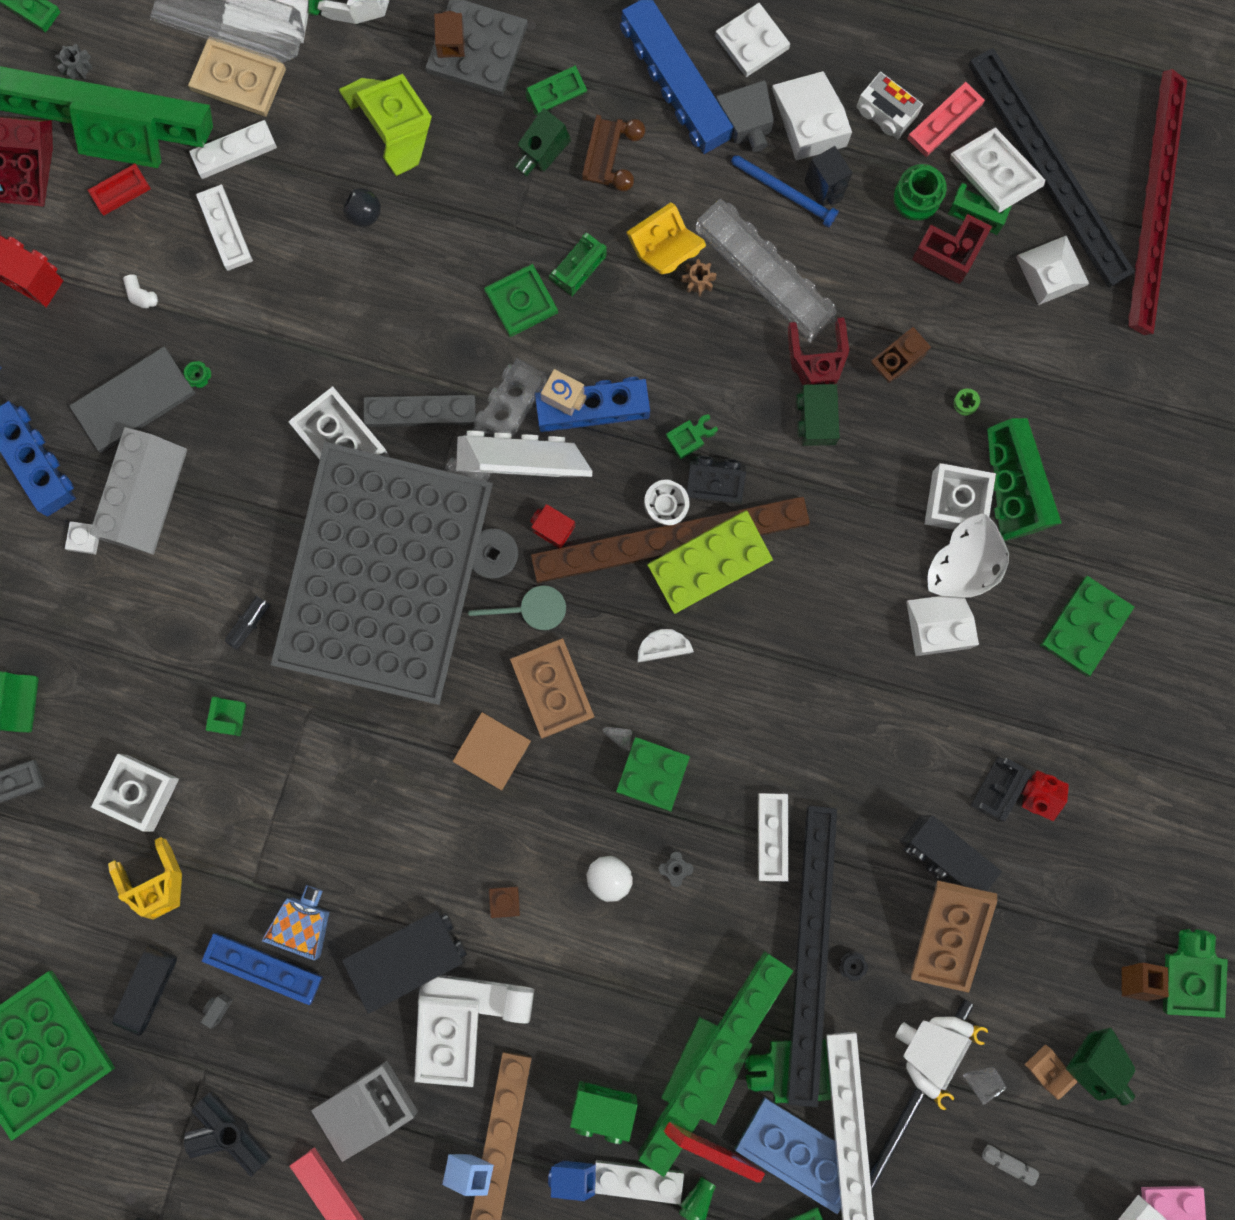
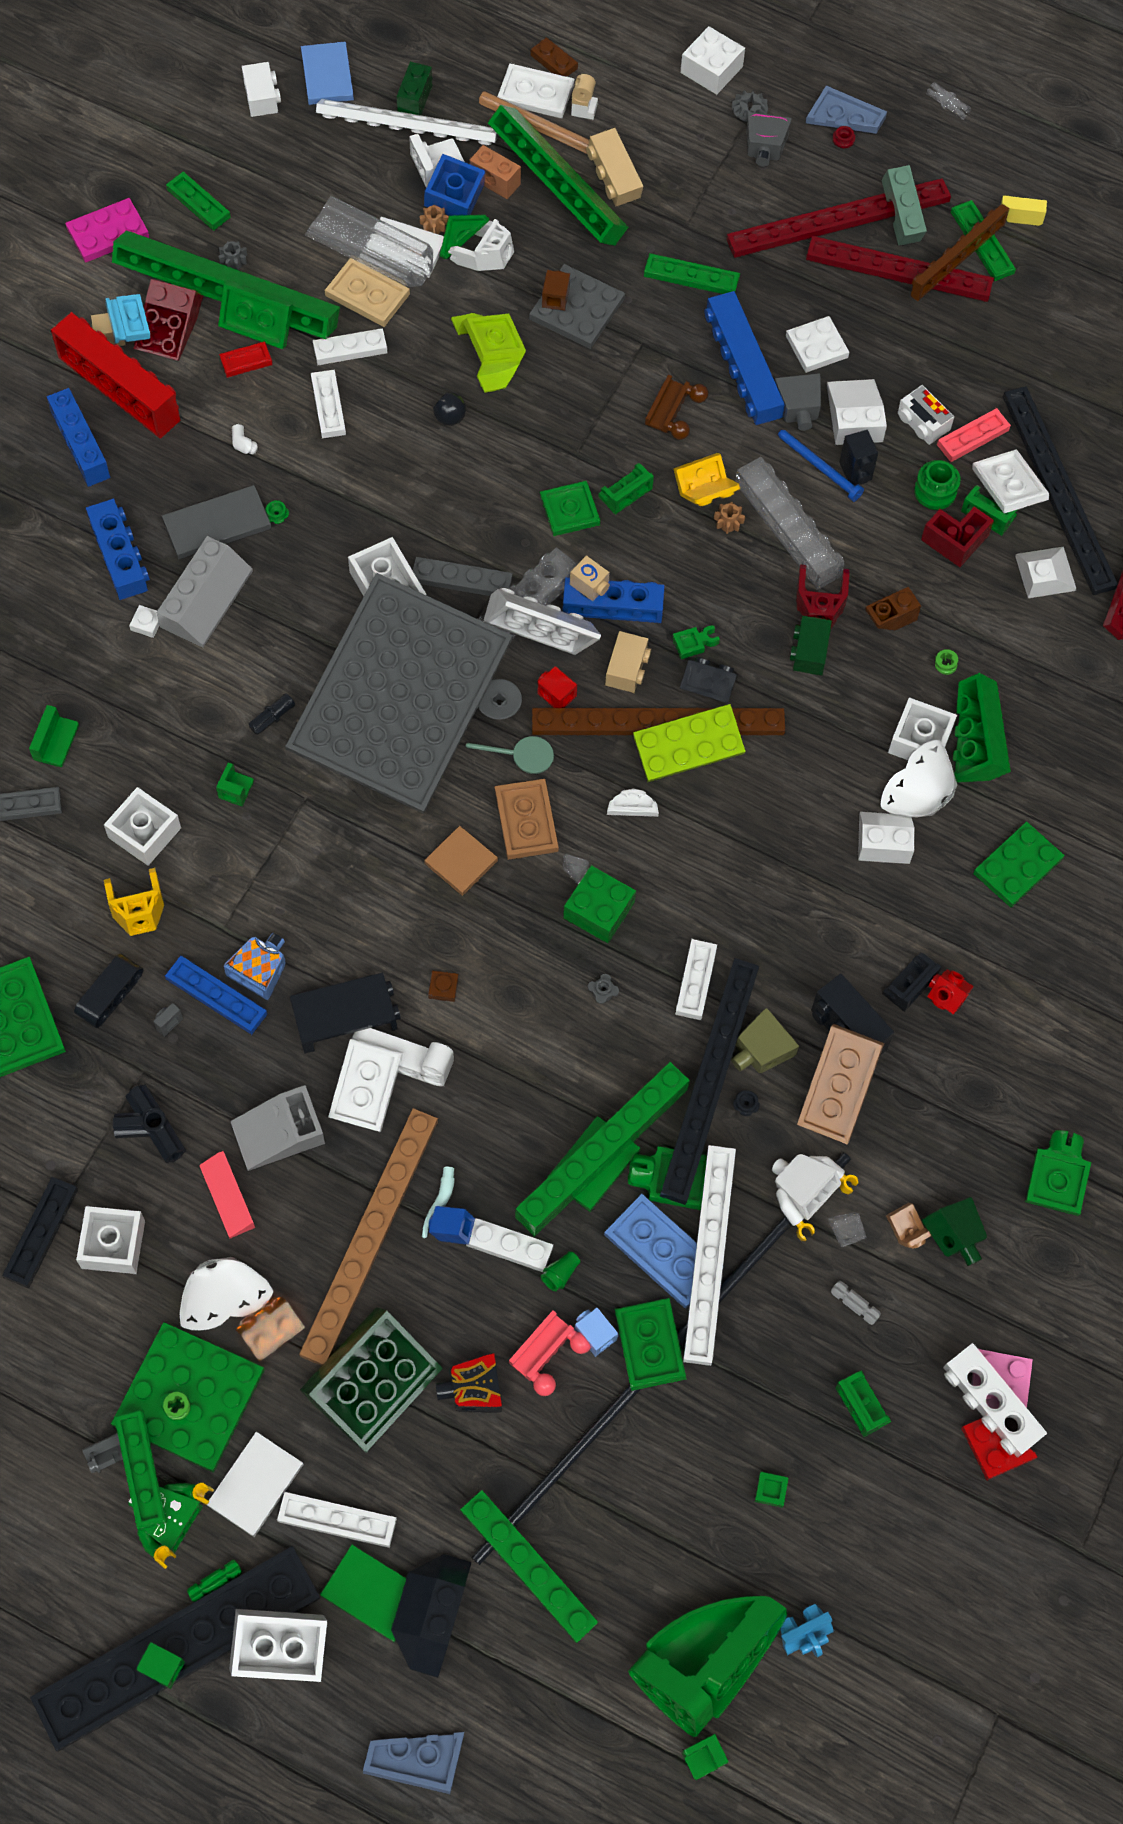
camera: 15 degrees right, 15 degrees down
(468, 1174) = (358, 1199): light blue brick -> none
(542, 143) = (616, 387): dark green torso -> none
(555, 90) = (637, 349): green hinge -> none
(557, 1139) = (444, 1195): none -> light aqua animal
(603, 1112) = (492, 1168): green brick -> none
(609, 878) = (541, 985): white hair -> none
(622, 477) = (627, 662): none -> tan brick
(666, 504) = (659, 693): white helmet -> none
(713, 1152) = (585, 1217): red tile -> none
(859, 898) = (764, 1044): none -> olive torso
(1145, 982) = (1010, 1165): reddish brown brick -> none

